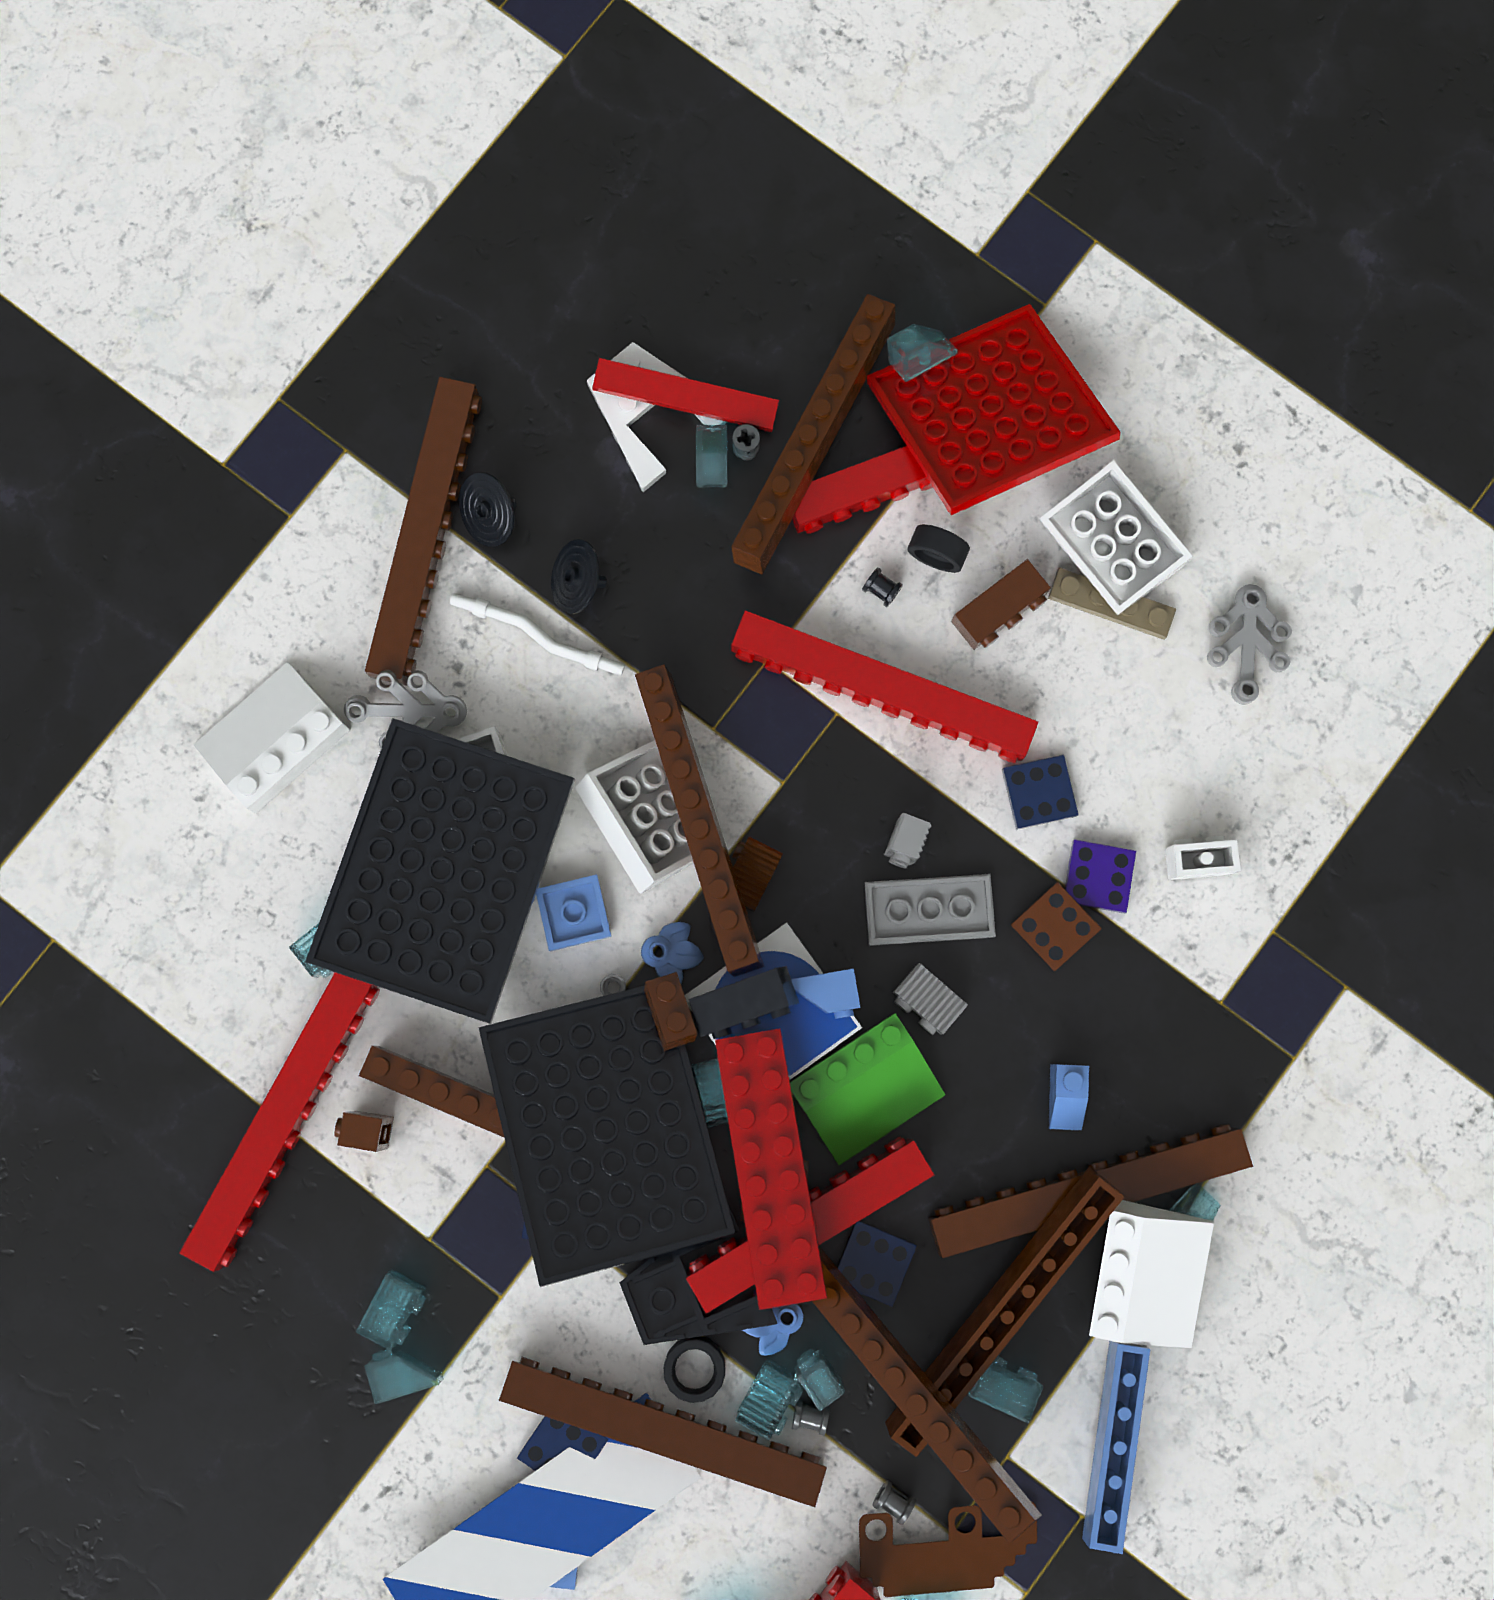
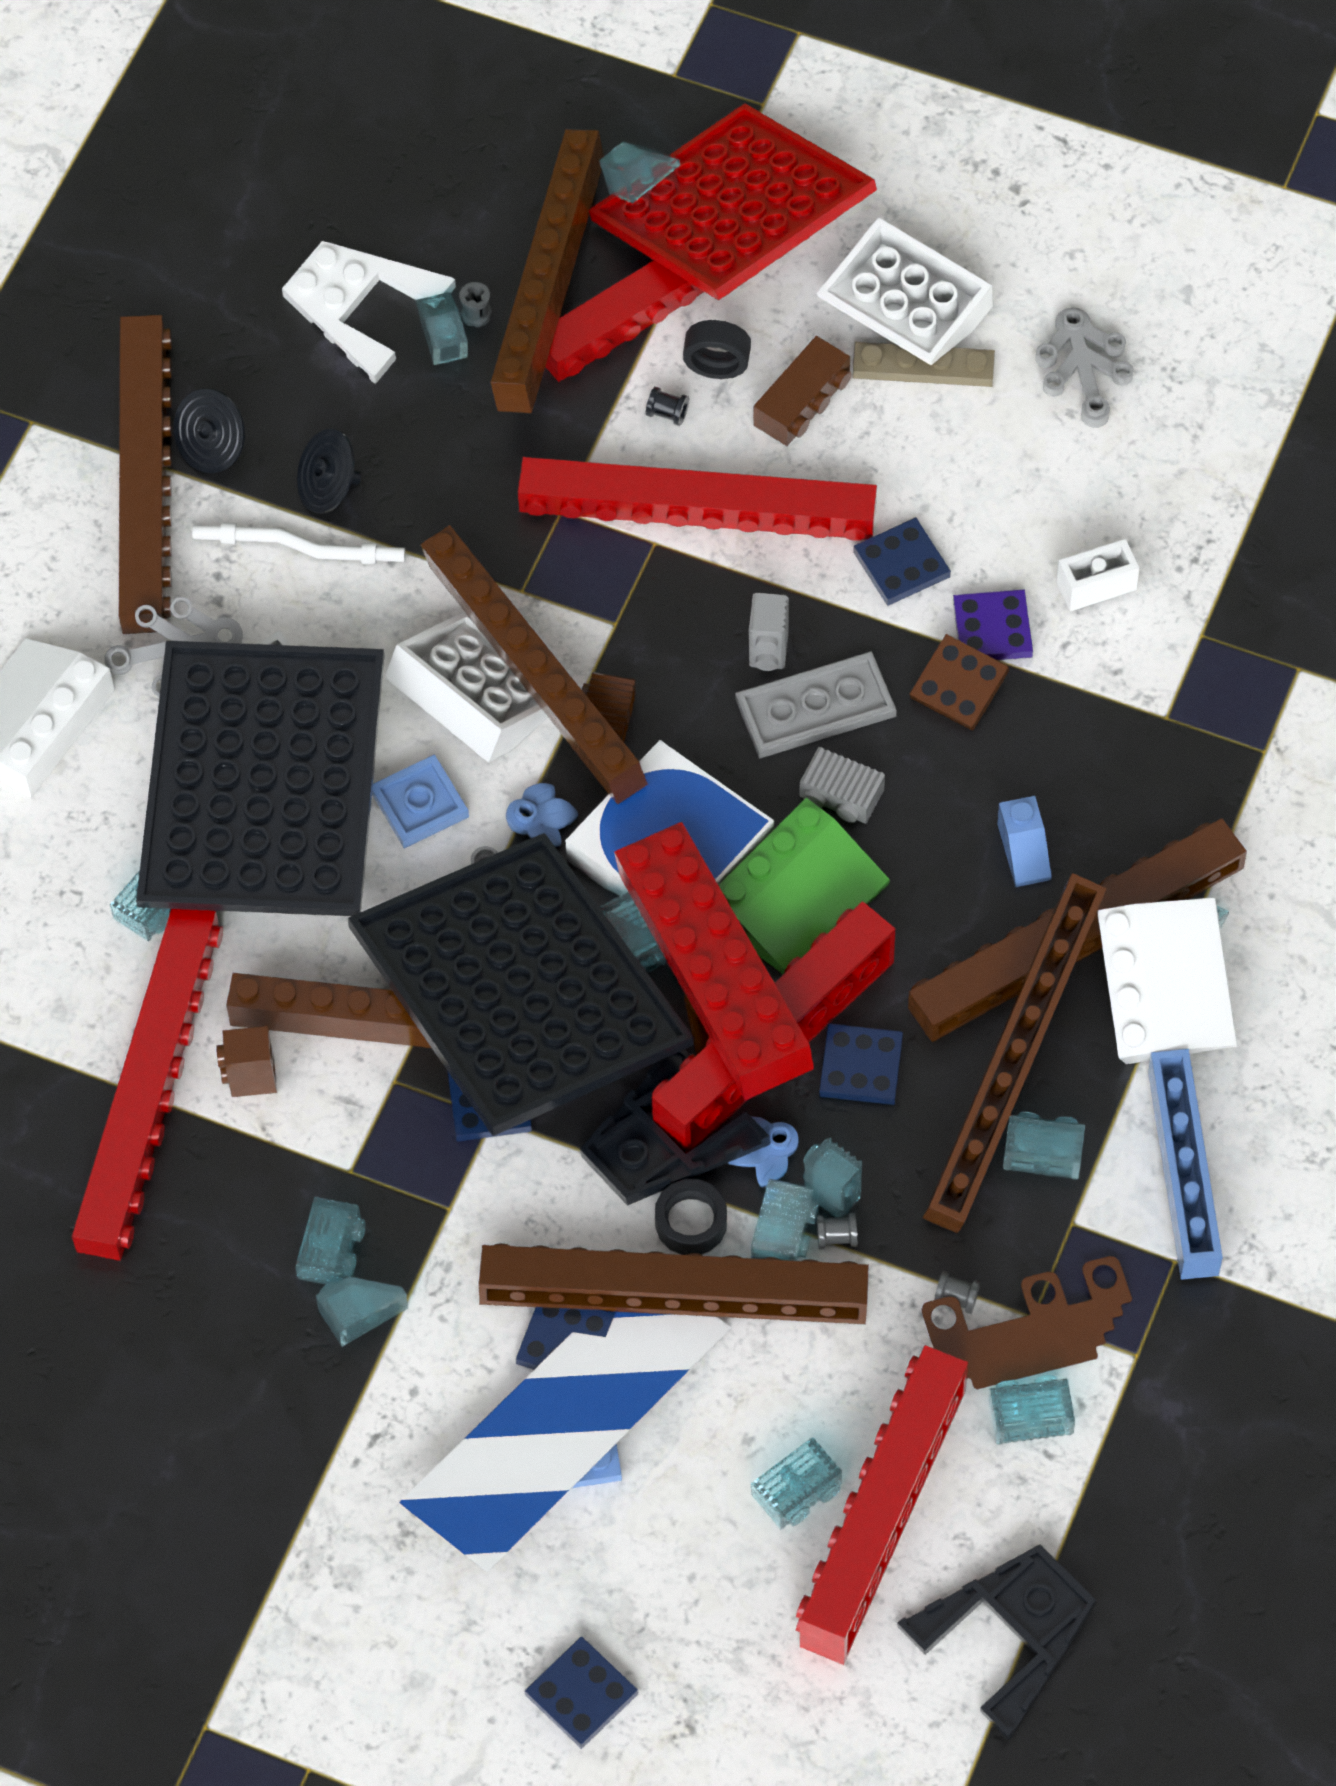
camera: 10 degrees left, 20 degrees down
(670, 1011) = (557, 849): reddish brown brick -> none
(685, 394) = (394, 272): red tile -> none
(744, 1002) = (635, 809): black brick -> none
(830, 992) = (724, 786): medium blue slope -> none
(925, 1406) = (949, 1146): reddish brown brick -> none

